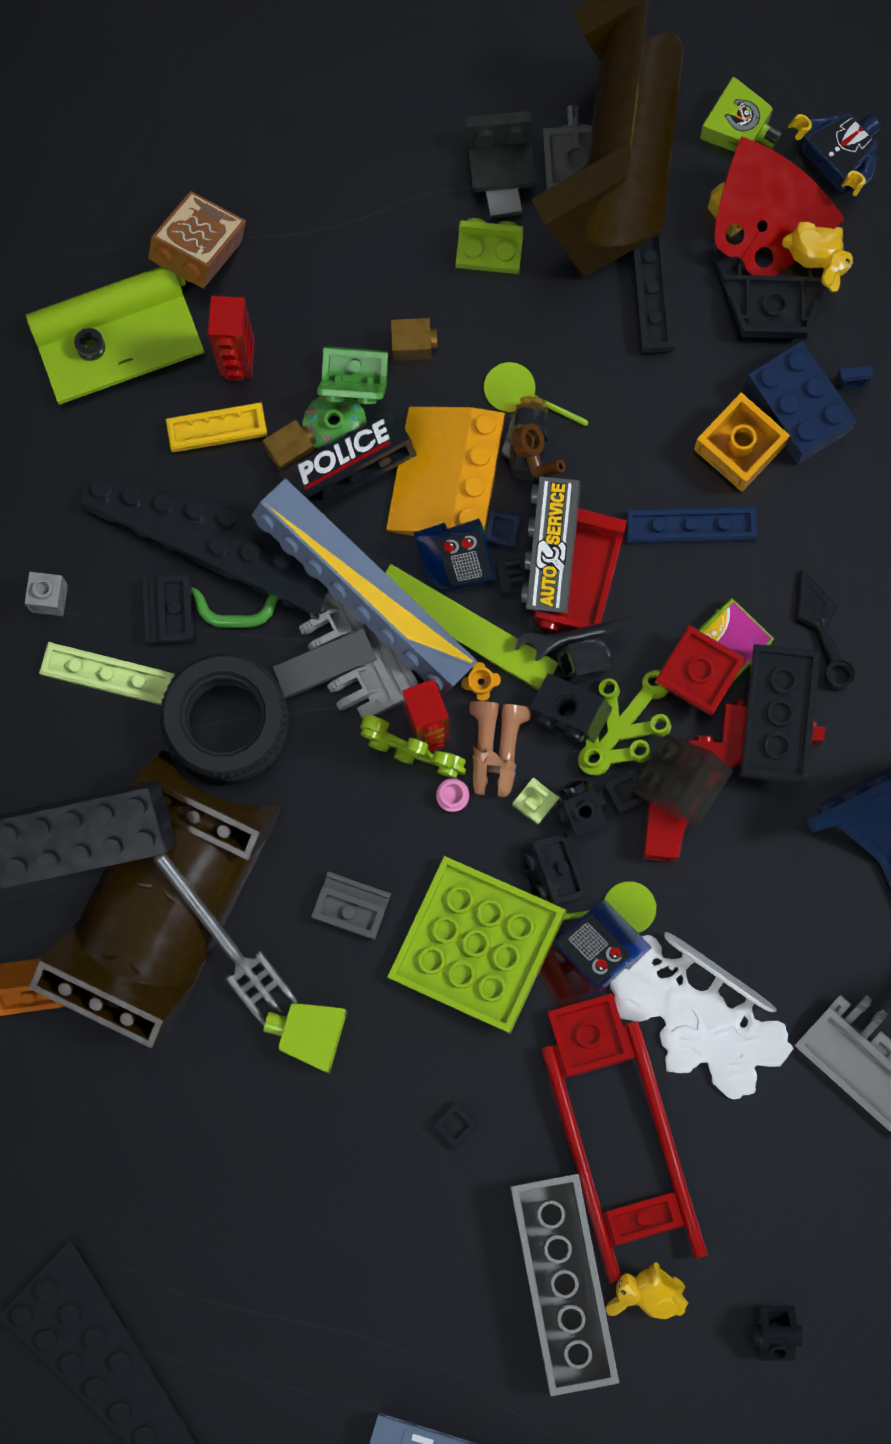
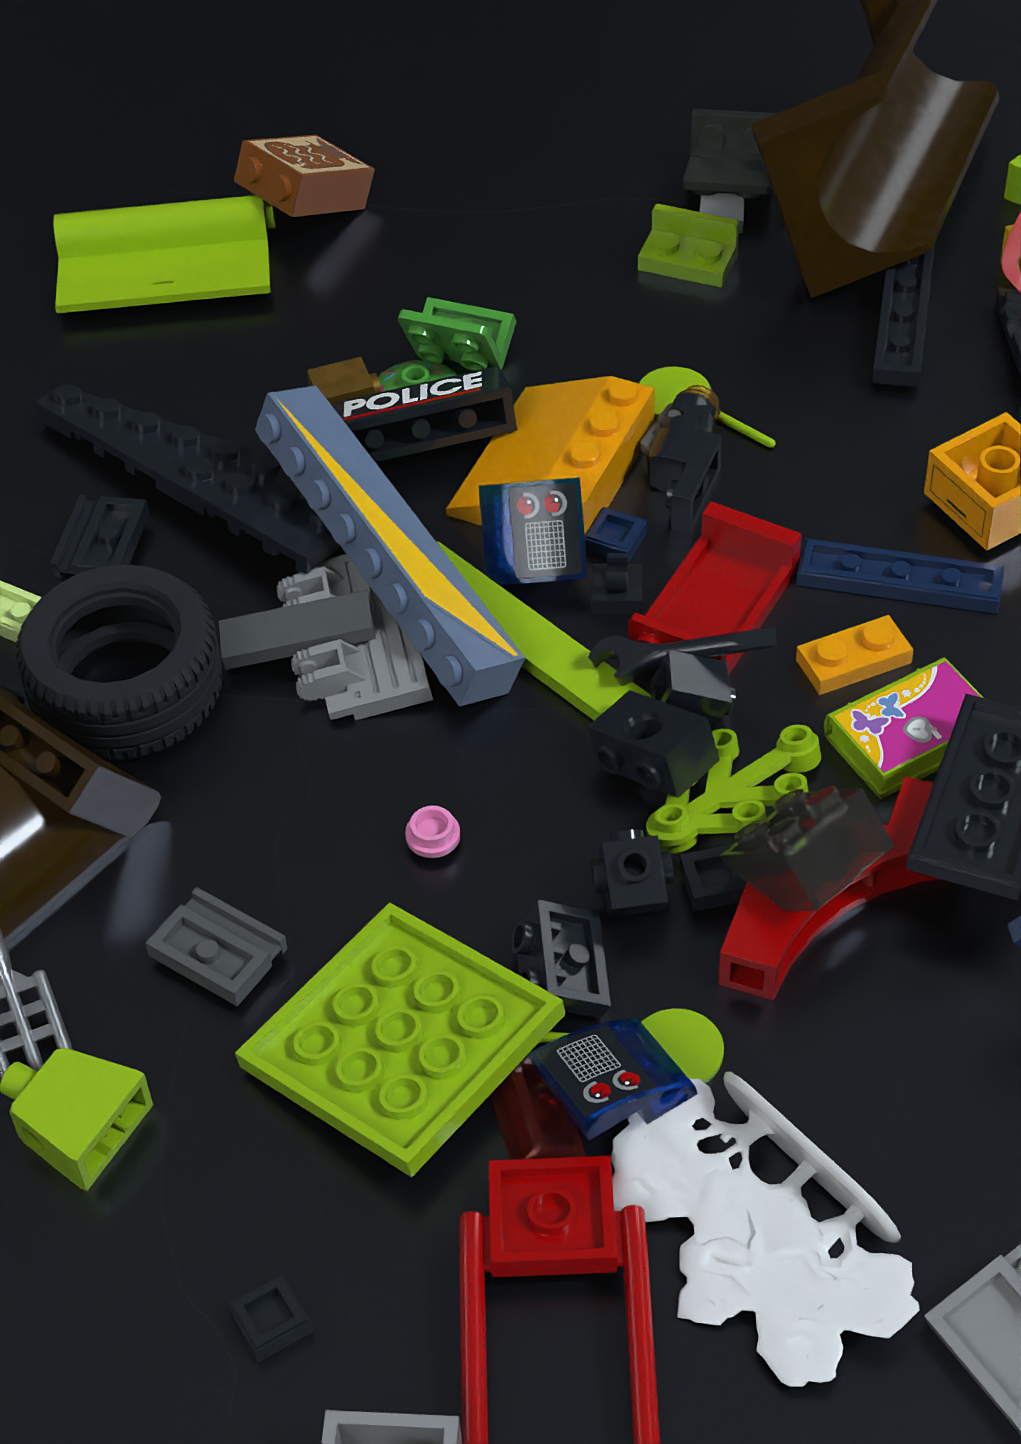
camera: 15 degrees right, 30 degrees down
(87, 334) = (124, 257): black bush -> none
(216, 427) = (250, 364): yellow plate -> none
(231, 337) = (303, 238): red brick -> none
(233, 621) = (198, 573): bright green animal -> none
(376, 731) = (386, 734): lime plant -> none
(412, 339) = (553, 315): pearl gold brick -> none
(426, 714) = (417, 676): red brick -> none
(481, 672) = (524, 699): light orange plate -> none
(484, 758) = (500, 792): nougat piece -> none
(529, 443) = (679, 416): reddish brown plate -> none
(535, 801) = (561, 867): yellowish green tile -> none
(553, 544) = (680, 532): brick -> none
(674, 598) = (854, 654): none -> light orange plate
(700, 670) = (872, 725): red plate -> none

